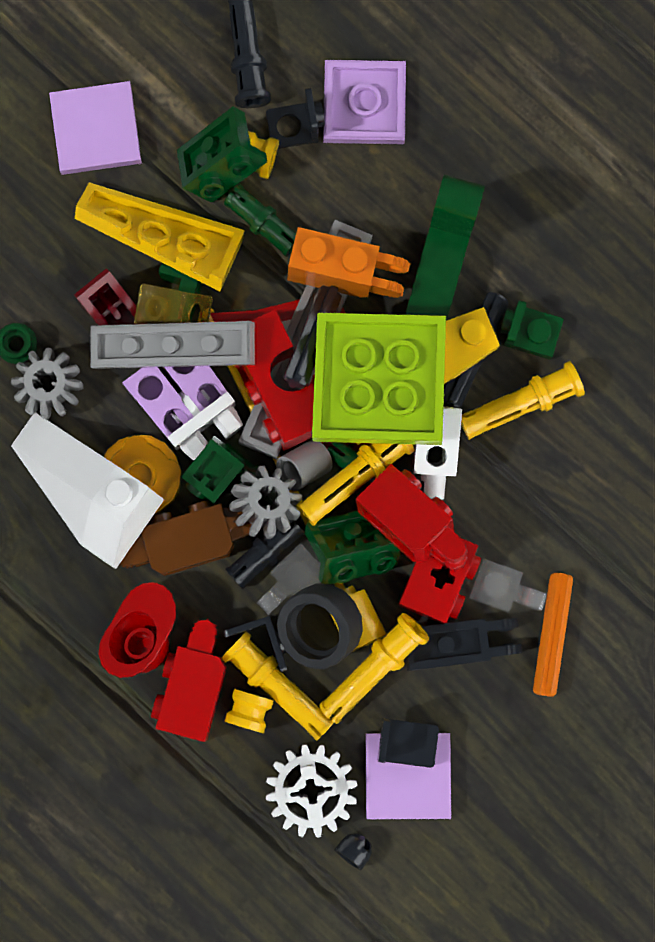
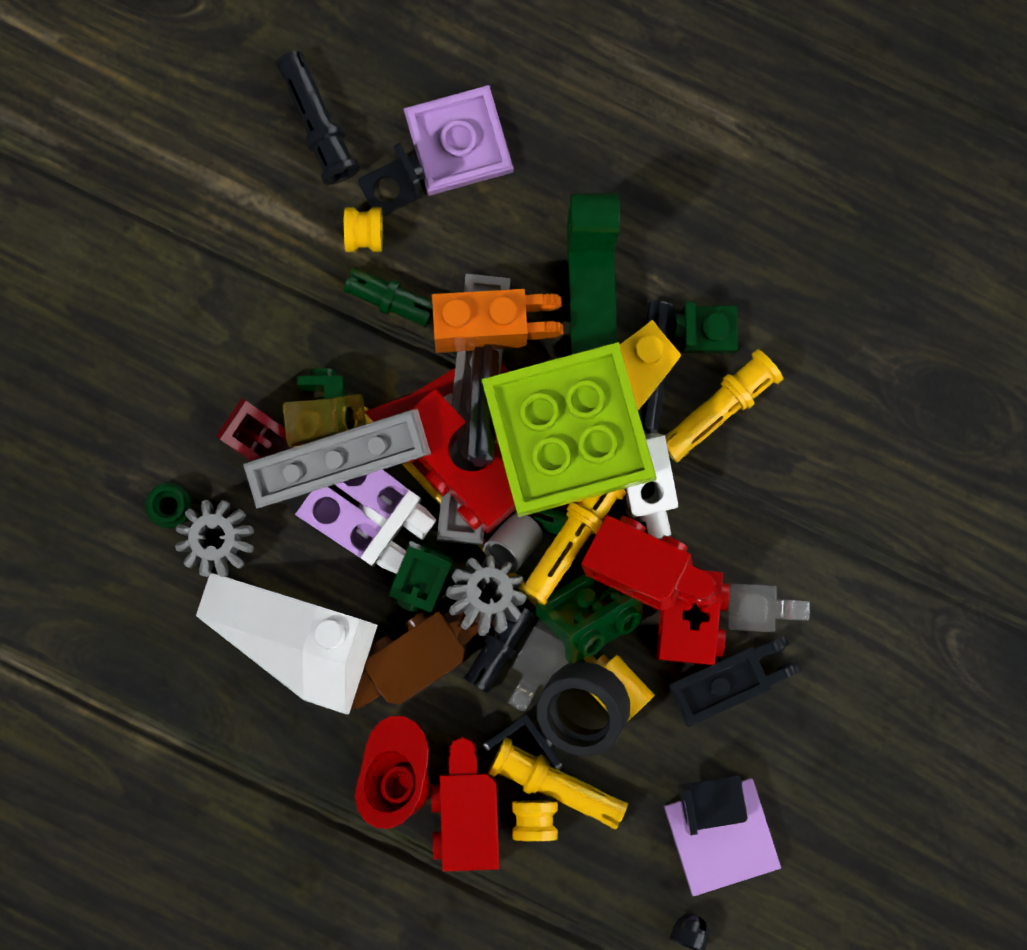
camera: 20 degrees left, 0 degrees up
(95, 128) = (182, 251): lavender tile -> none
(150, 463) = (347, 590): light orange tile -> none
(174, 237) = (292, 342): yellow wing -> none
(219, 157) = (324, 244): dark green bracket -> none
(314, 809) = (646, 874): white gear -> none
(385, 656) = (662, 718): yellow pin -> none
(553, 634) = (827, 641): orange axle -> none

